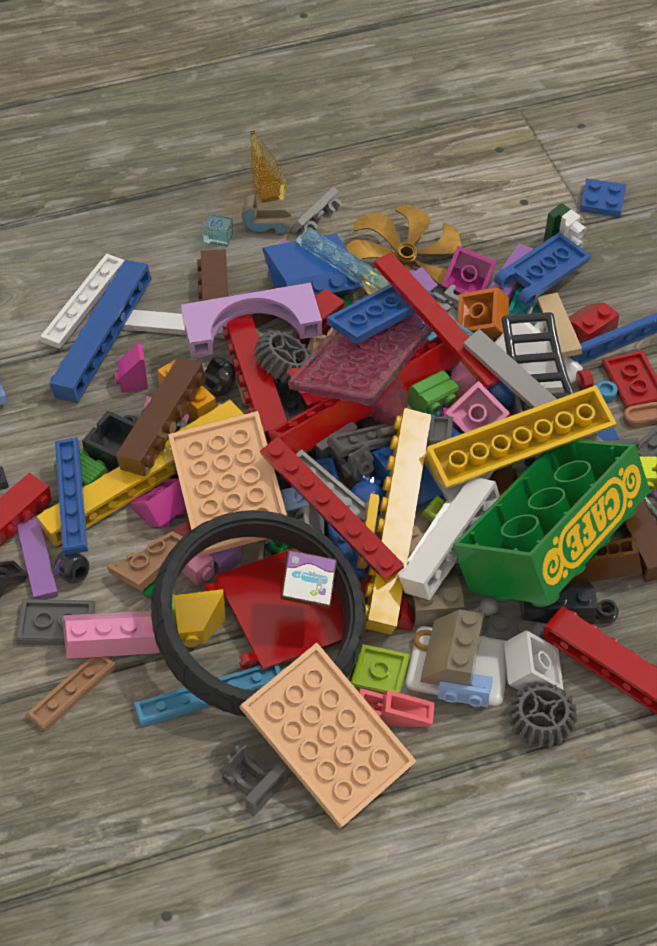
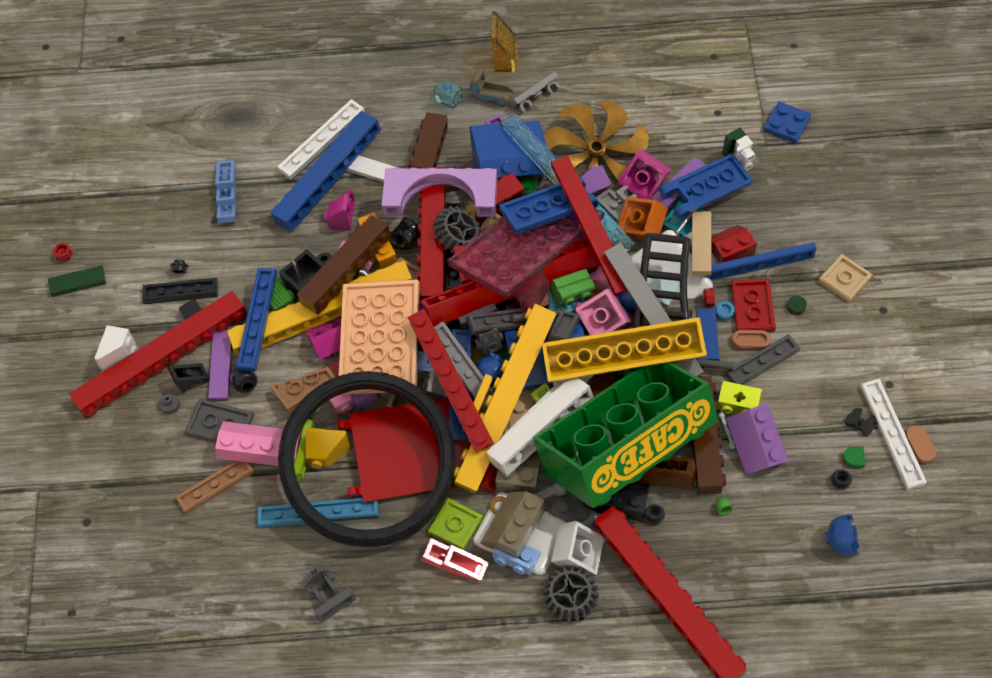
camera: 20 degrees right, 10 degrees up
(308, 579) = (409, 441): tile -> none
(327, 735) = (391, 574): light nougat plate -> none

